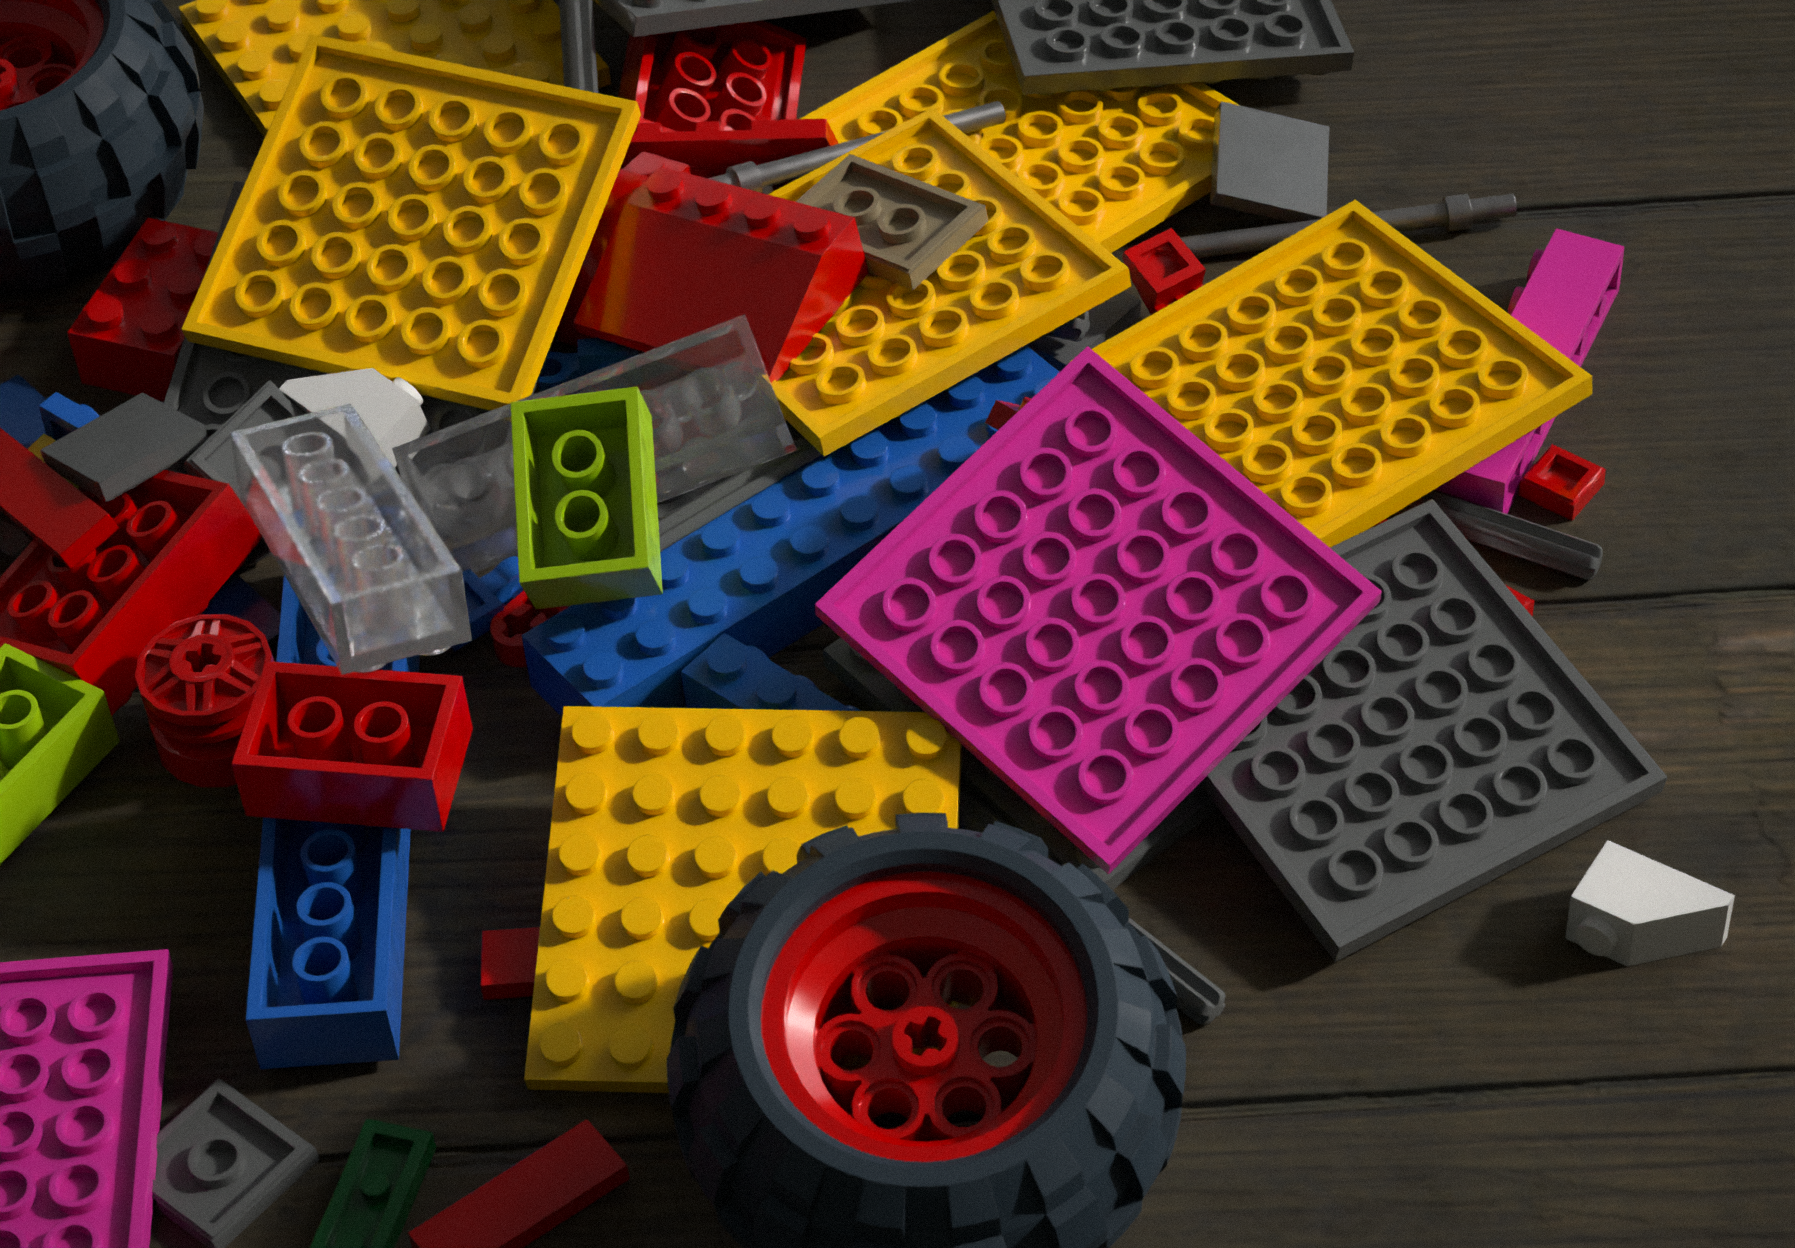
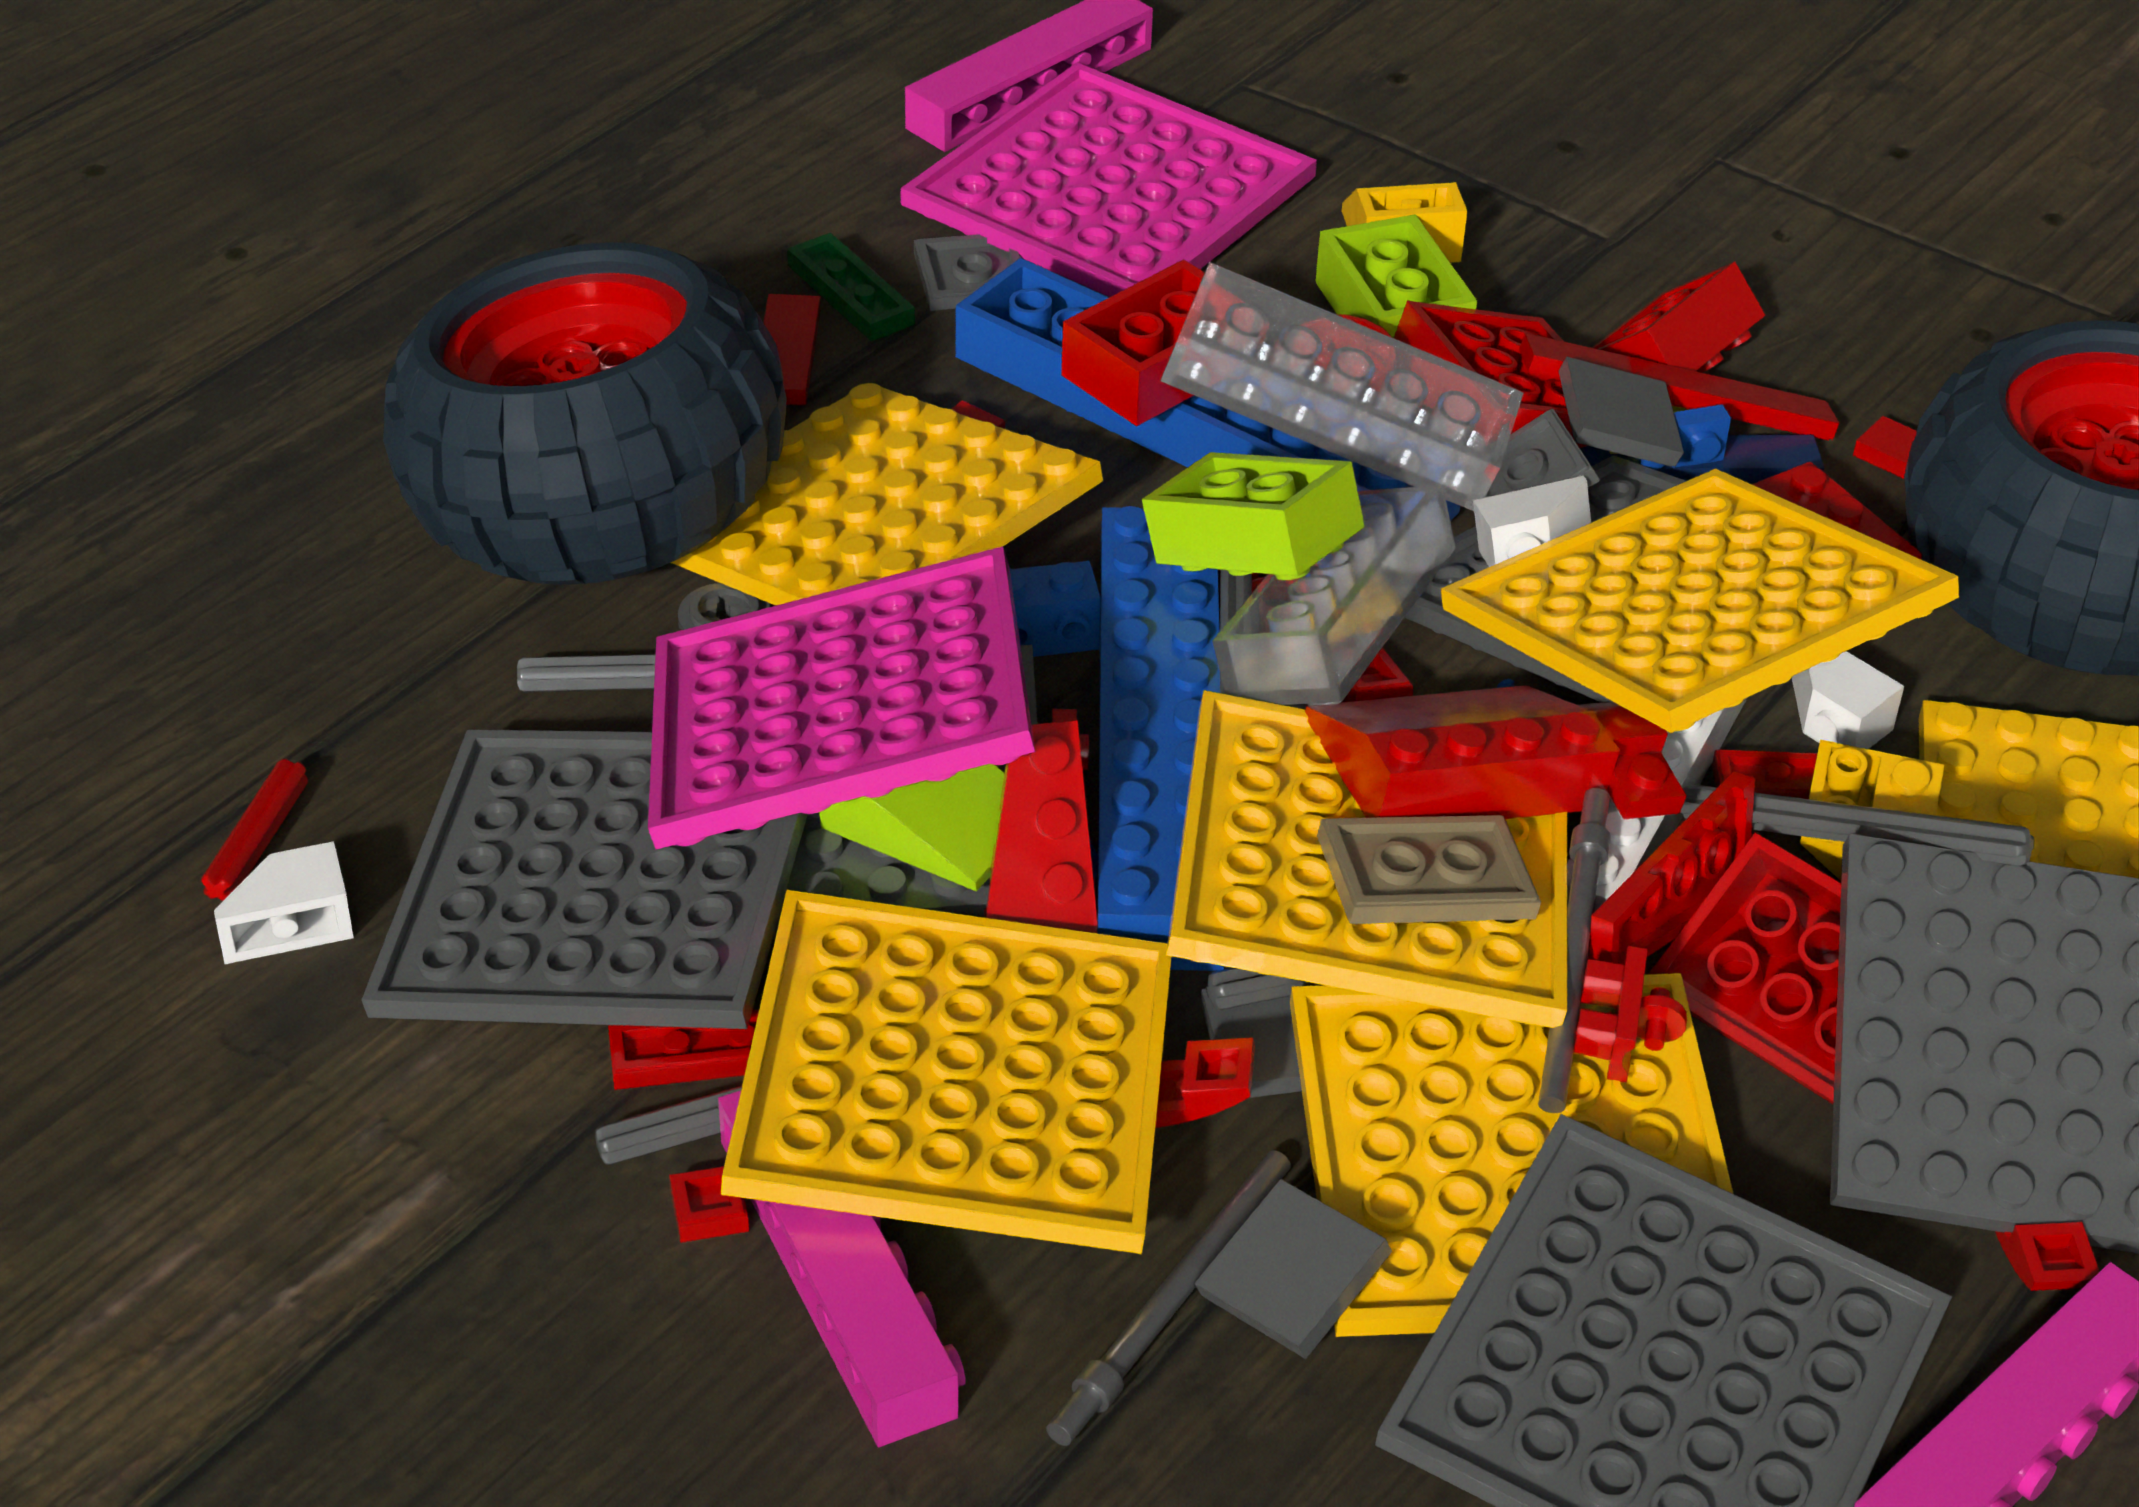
camera: 125 degrees right, 5 degrees down
(889, 96) = (1649, 1017): none -> red hips
(1593, 1027) = (255, 829): none -> red axle

